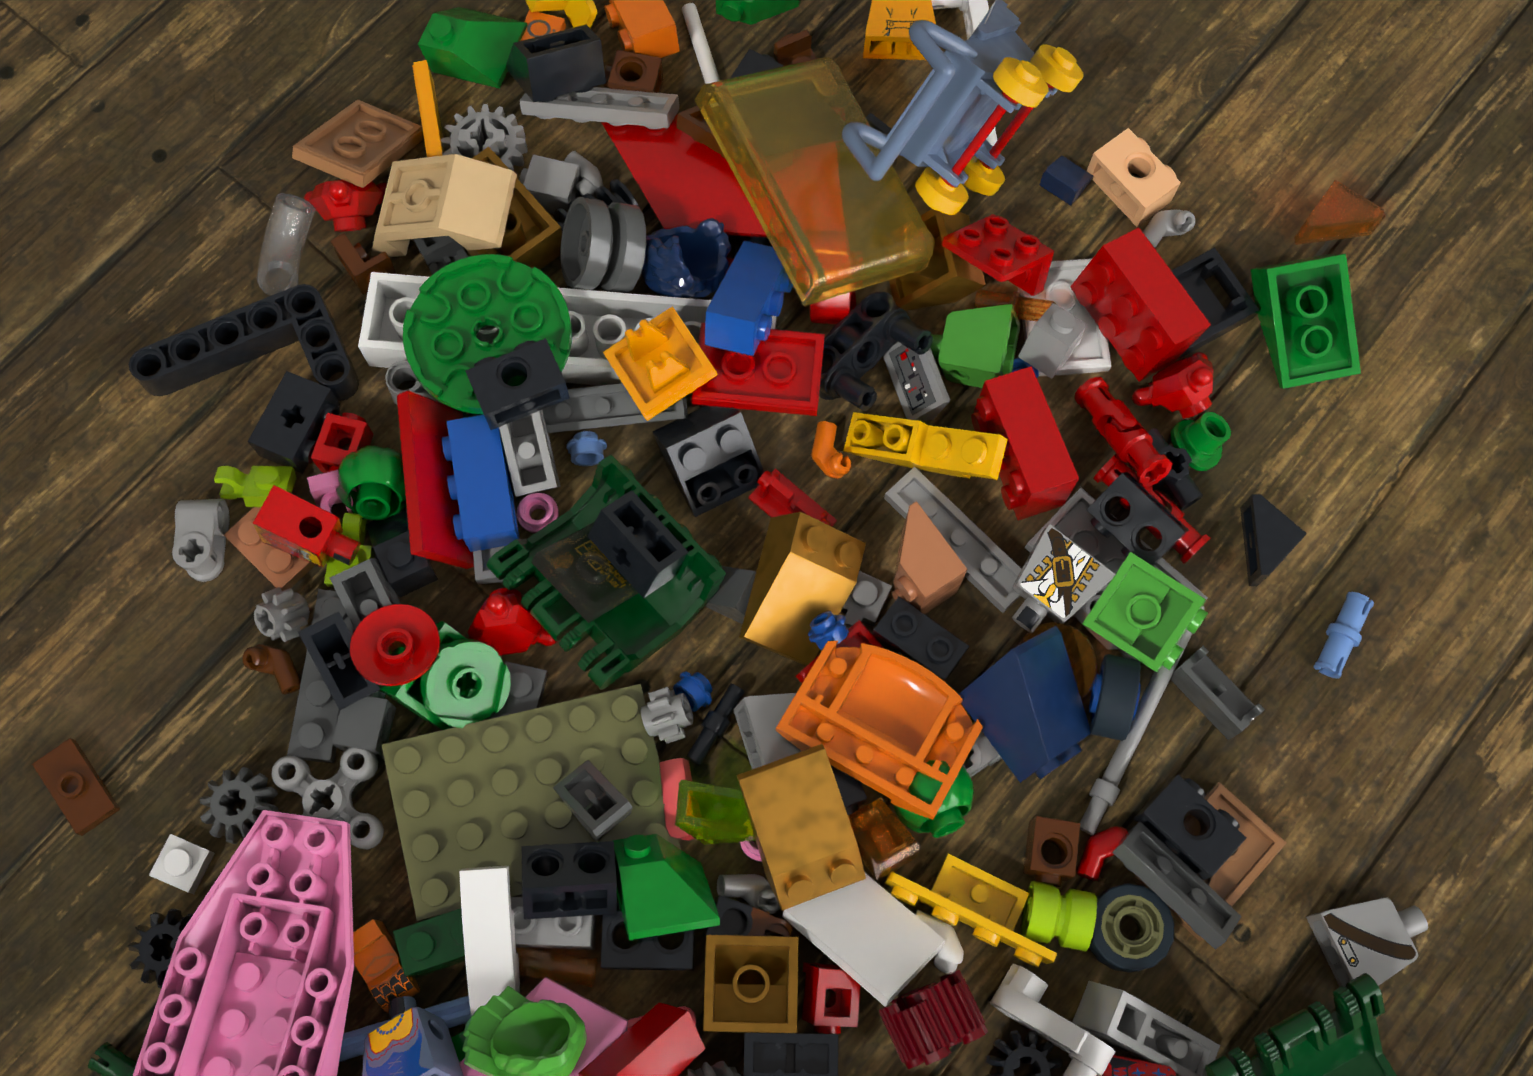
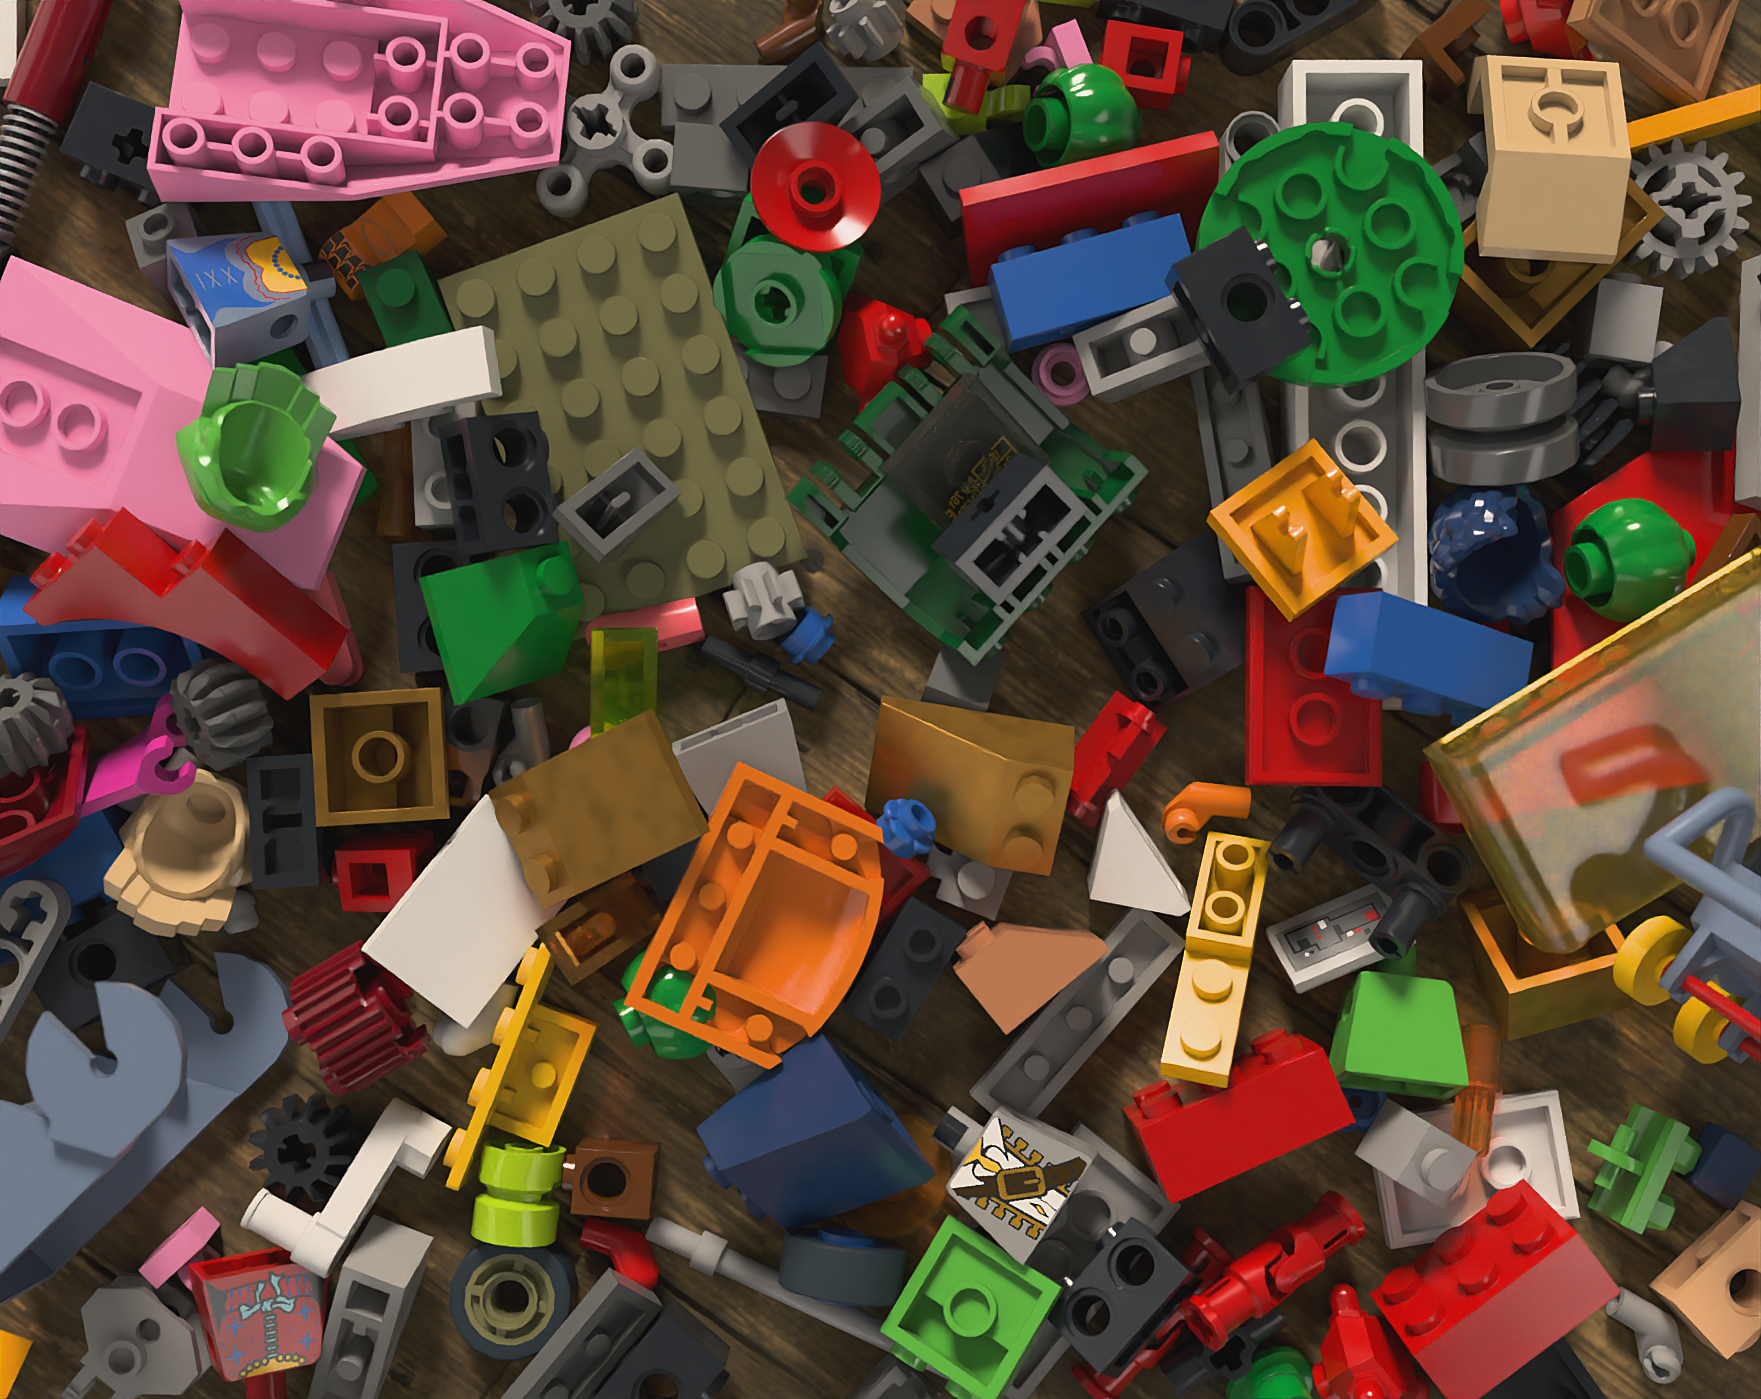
camera: 85 degrees right, 15 degrees up
(586, 448) = (1171, 435): medium blue plate -> none
(600, 143) = (1692, 393): none -> black slope
(692, 182) = (1631, 551): none -> green plant
(861, 498) = (1129, 866): none -> white slope
(1003, 252) = (1561, 1063): red bracket -> none
(1066, 221) = (1638, 1168): none -> bright green hips

